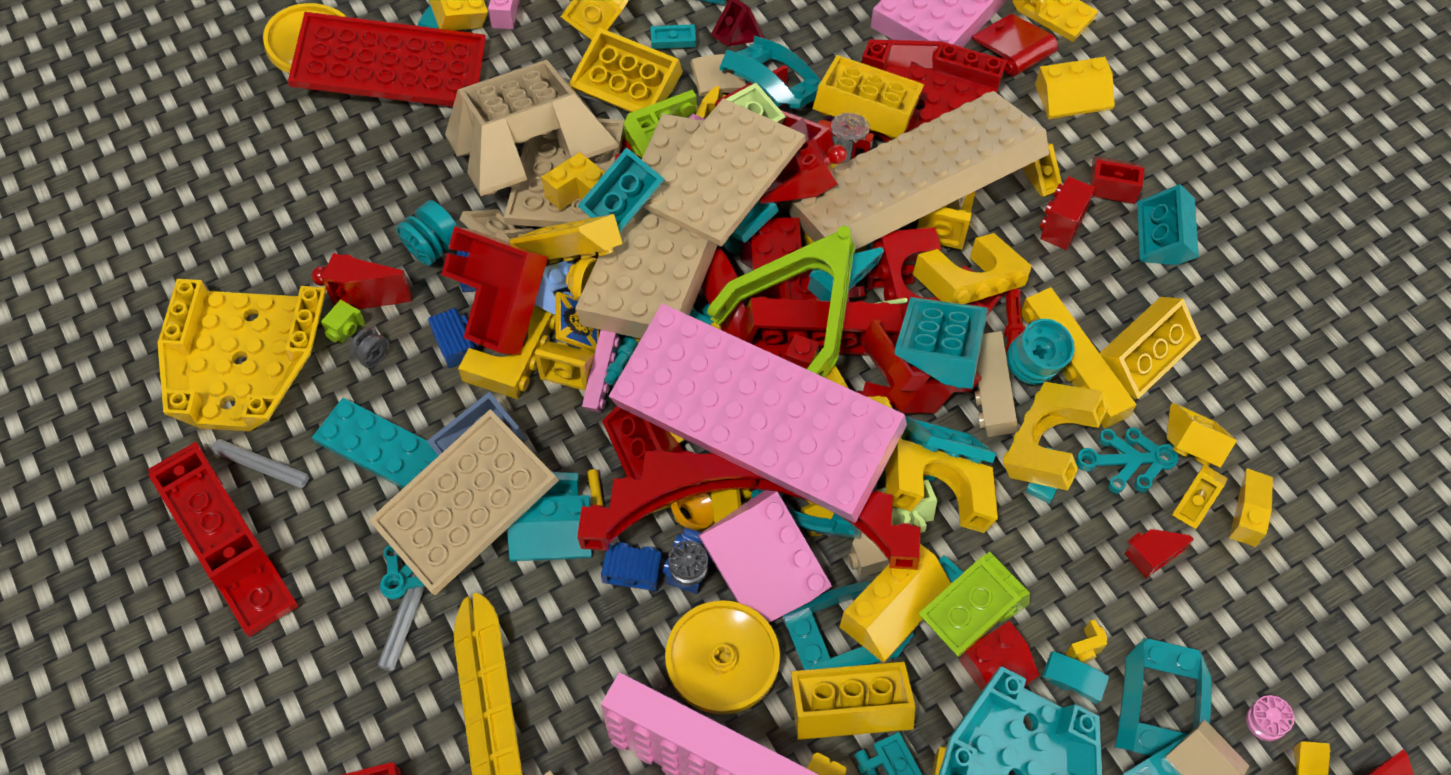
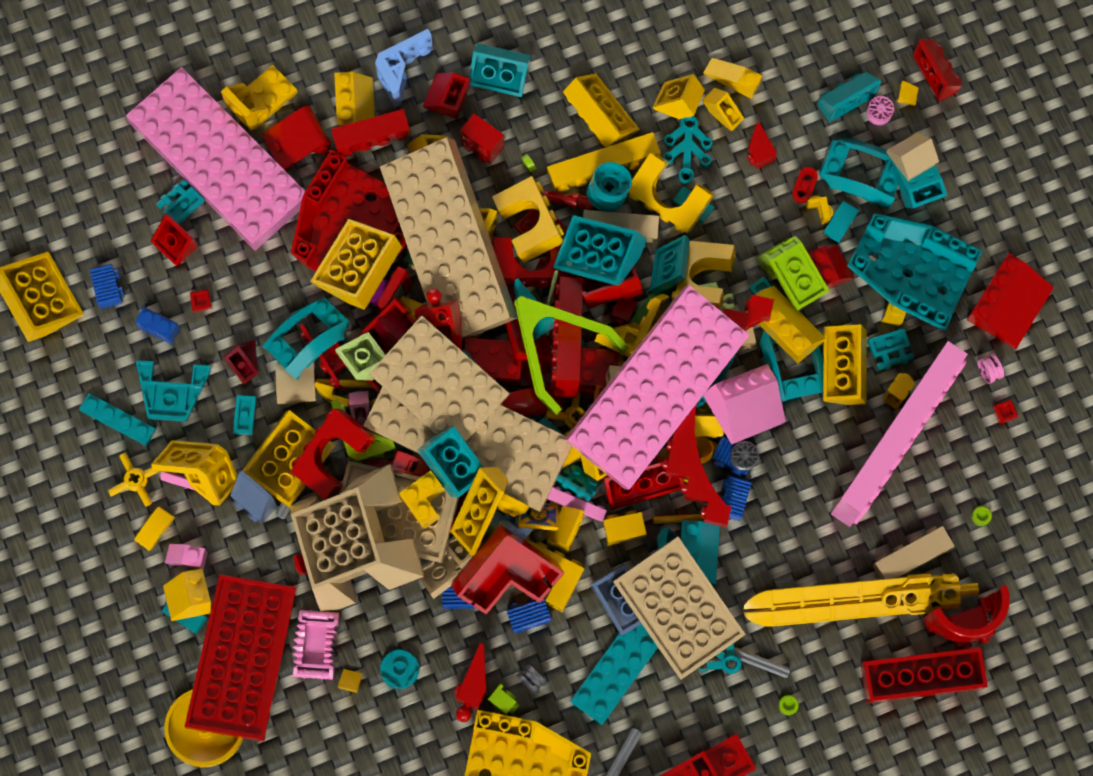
camera: 85 degrees left, 15 degrees up
(339, 673) = (788, 705): none -> lime tile
(366, 169) = (350, 681): none -> yellow slope
(382, 215) = (399, 669): none -> teal tile
(406, 129) = (314, 644): none -> bright pink piece
(427, 232) = (433, 627): teal wheel -> none
(573, 44) = (252, 498): none -> sand blue slope
(576, 434) = (624, 528): none -> yellow brick
(654, 93) = (309, 465): none -> red arch
(722, 657) = (808, 443): yellow dish -> none
(802, 351) = (600, 352): red brick -> none
(858, 125) = (386, 279): clear gear -> none
(1041, 97) = (371, 132): none -> red slope
(1051, 273) = (528, 163): none -> lime tile
(1117, 616) = (804, 186): none -> red plate
(1145, 115) = (392, 61): none -> light blue bracket
(1276, 665) = (848, 95): none -> teal slope

